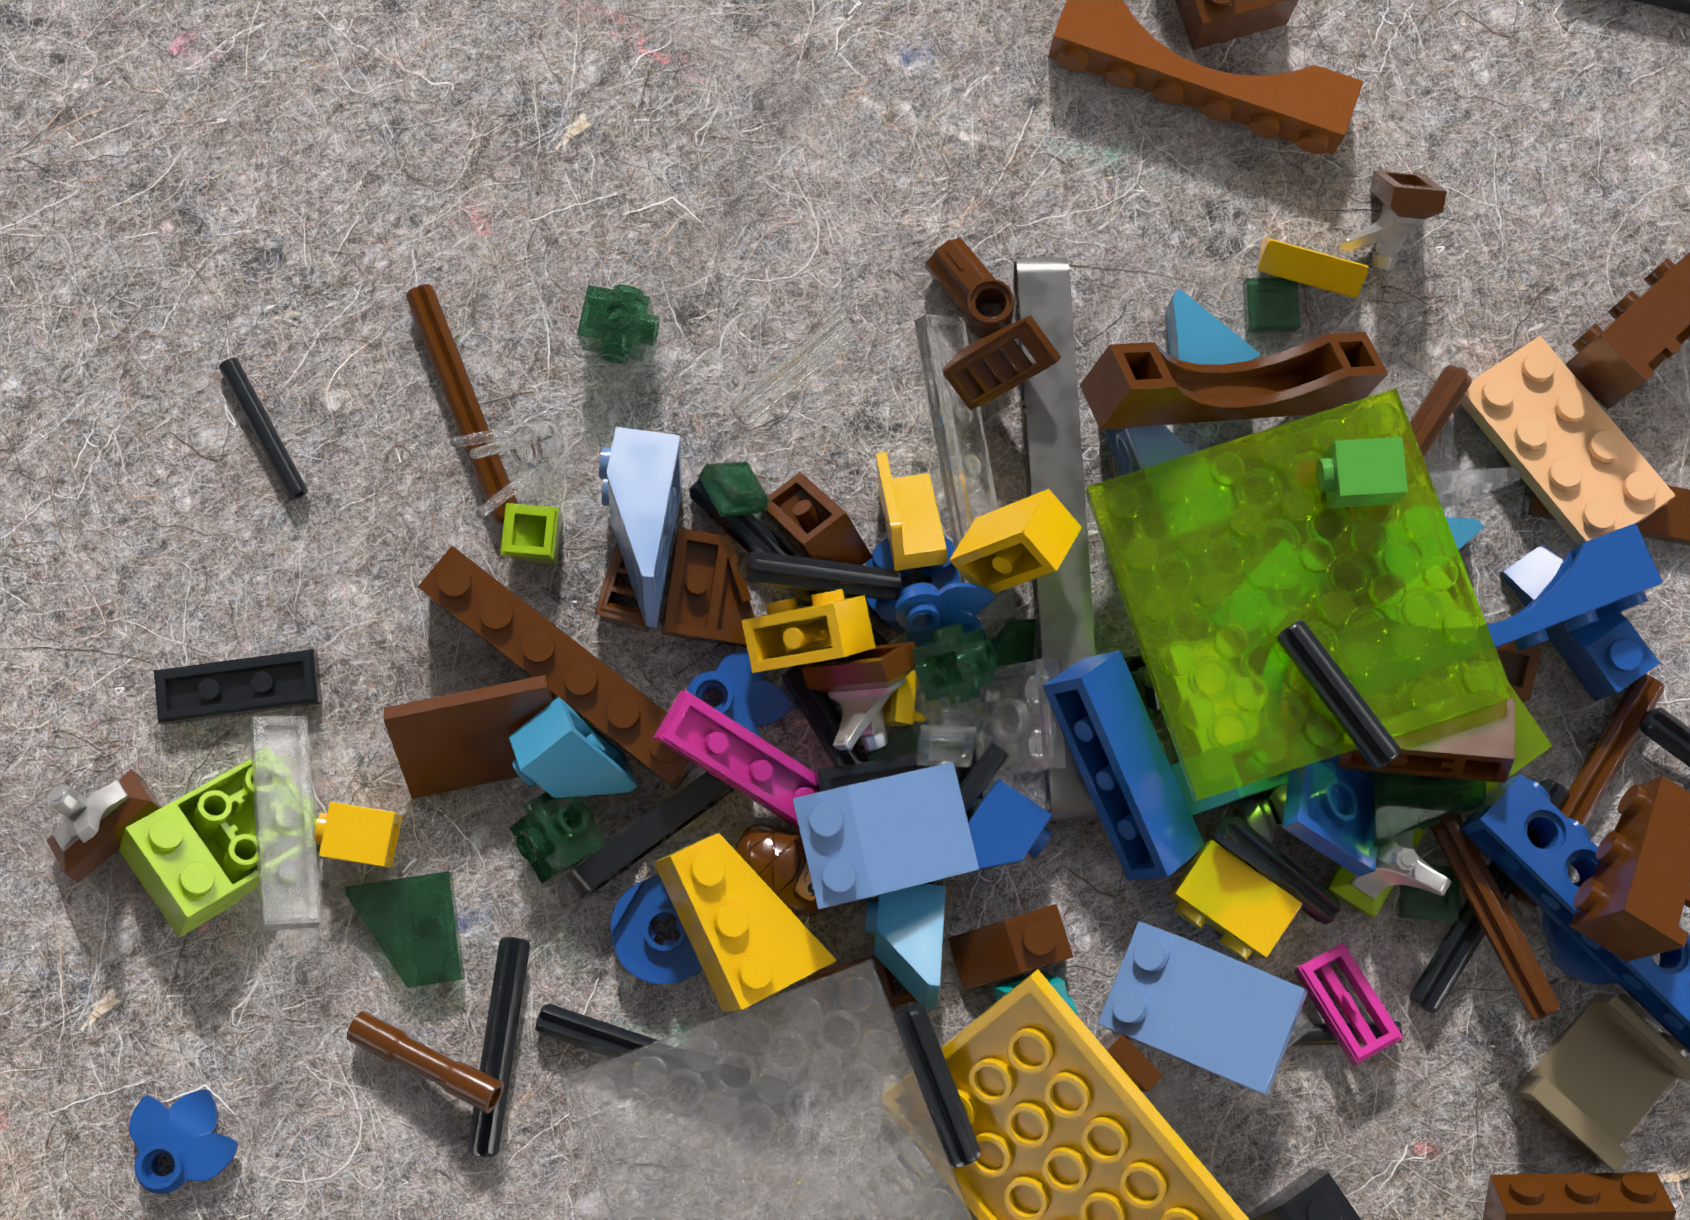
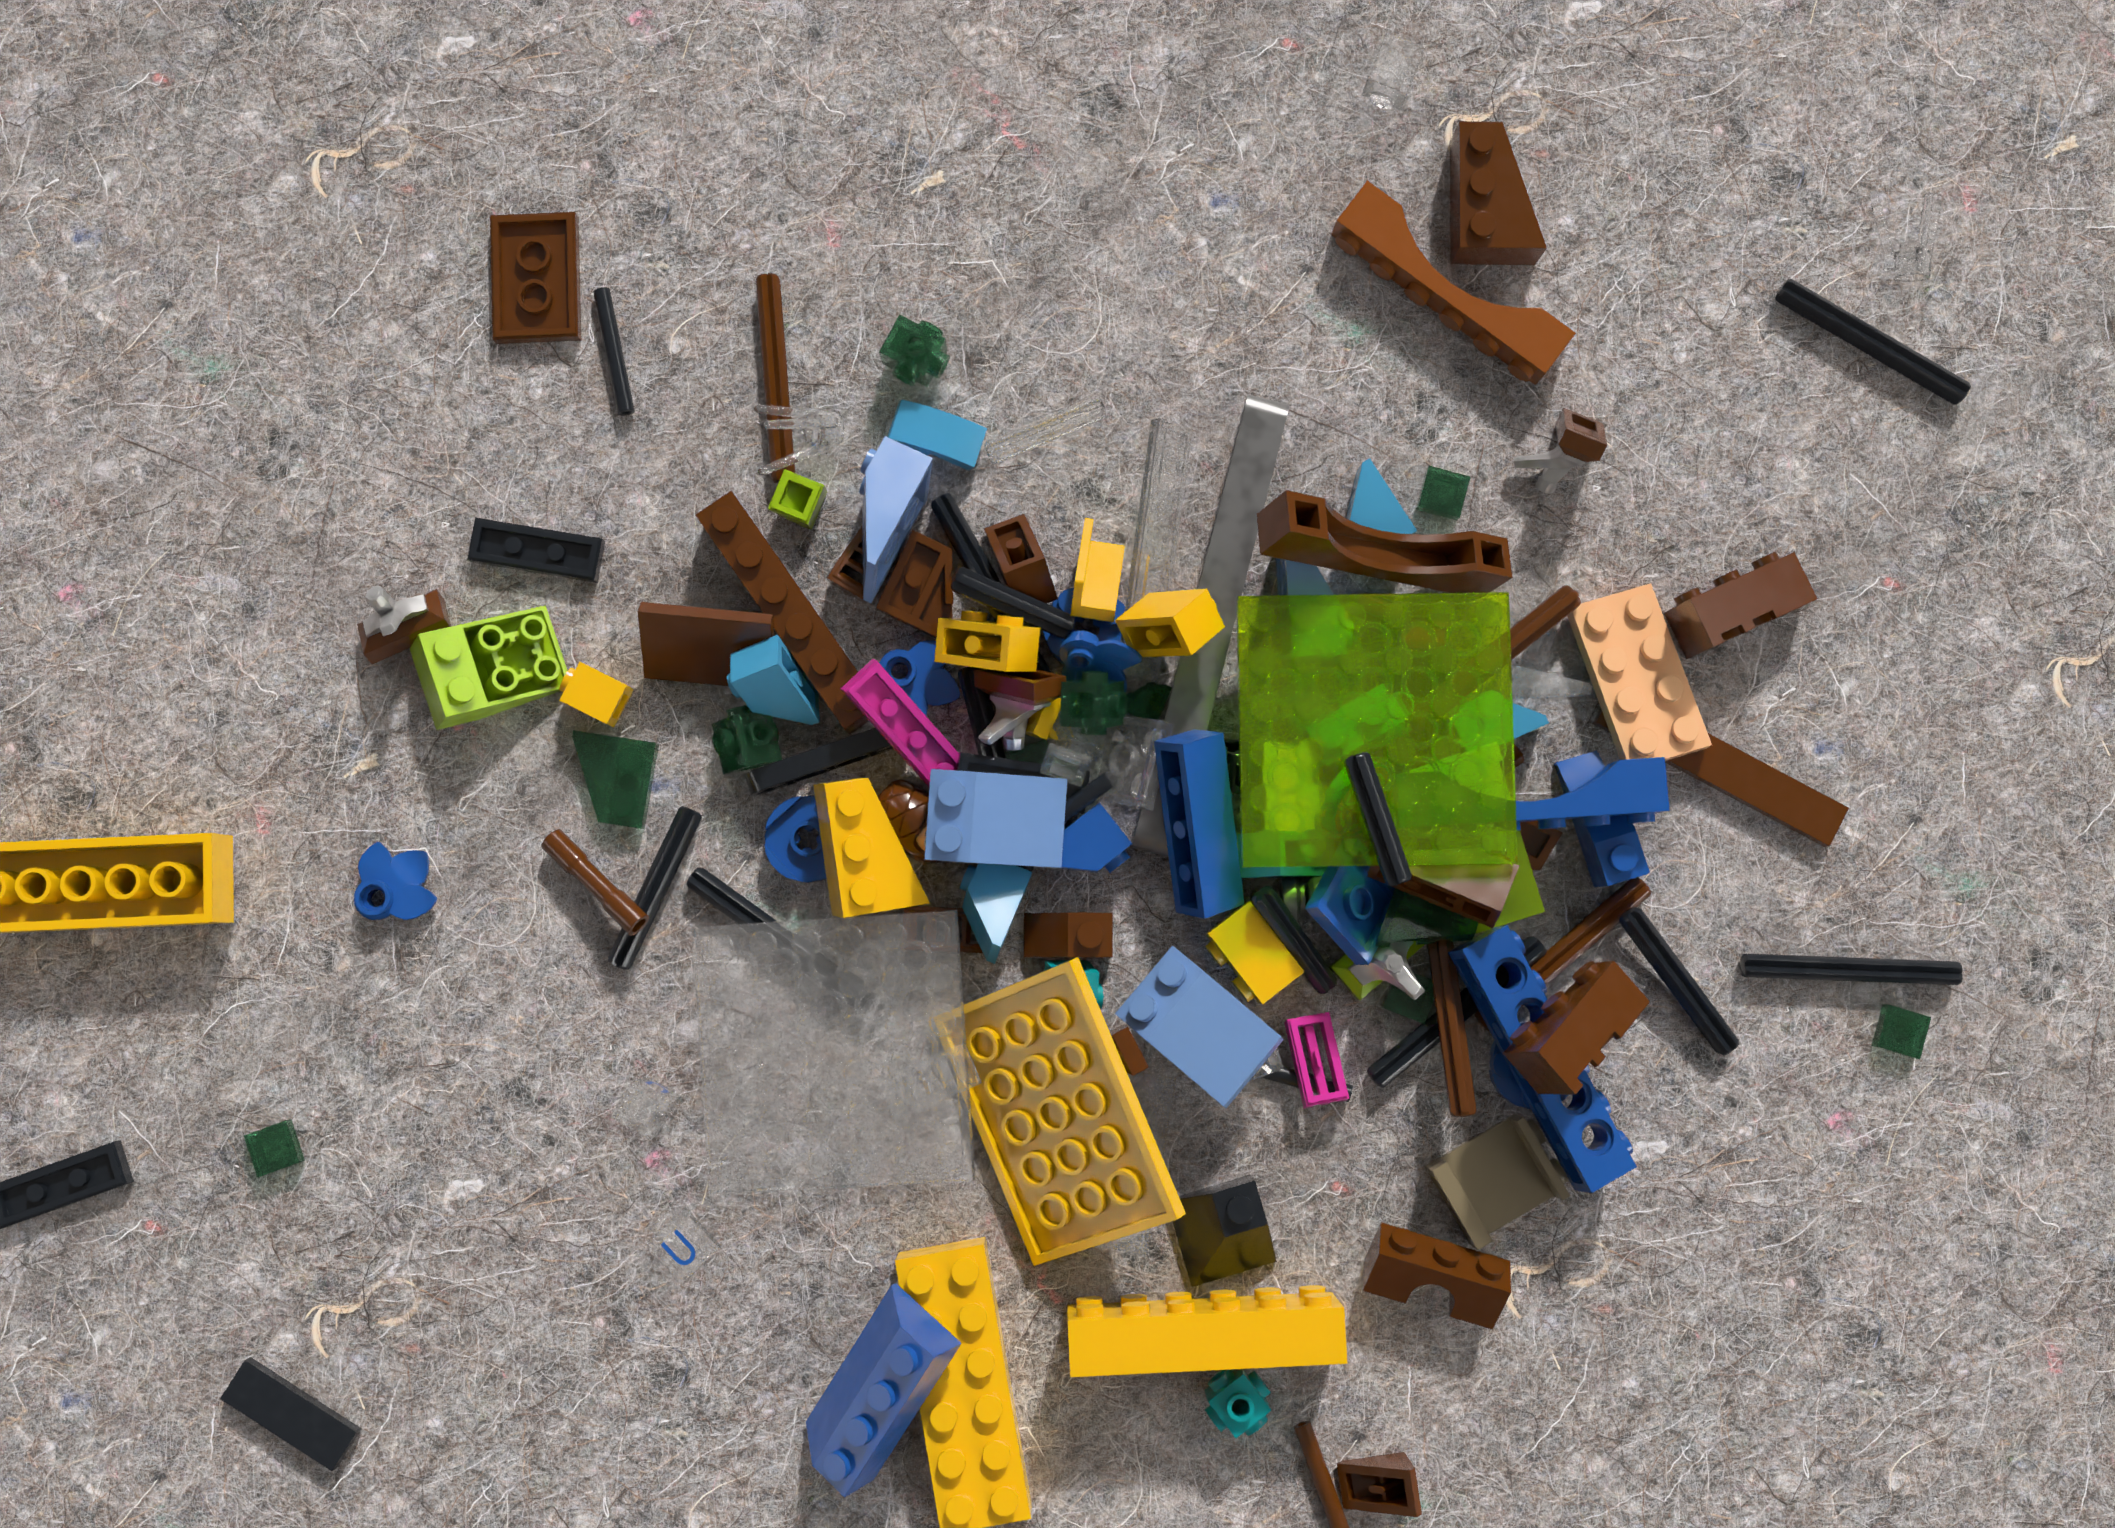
camera: 20 degrees right, 5 degrees up
(145, 371) = (535, 277): none -> reddish brown tile
(284, 823) = (541, 666): clear tile -> none
(673, 408) = (937, 433): none -> dark azure slope
(734, 488) = (966, 511): clear green tile -> none
(937, 1085) = (976, 1021): black axle -> none
(970, 286) = (1205, 406): reddish brown piece -> none
(975, 379) = (1203, 476): reddish brown slope -> none
(1311, 267) = (1484, 472): yellow slope -> none
(1363, 472) = (1454, 651): bright green brick -> none

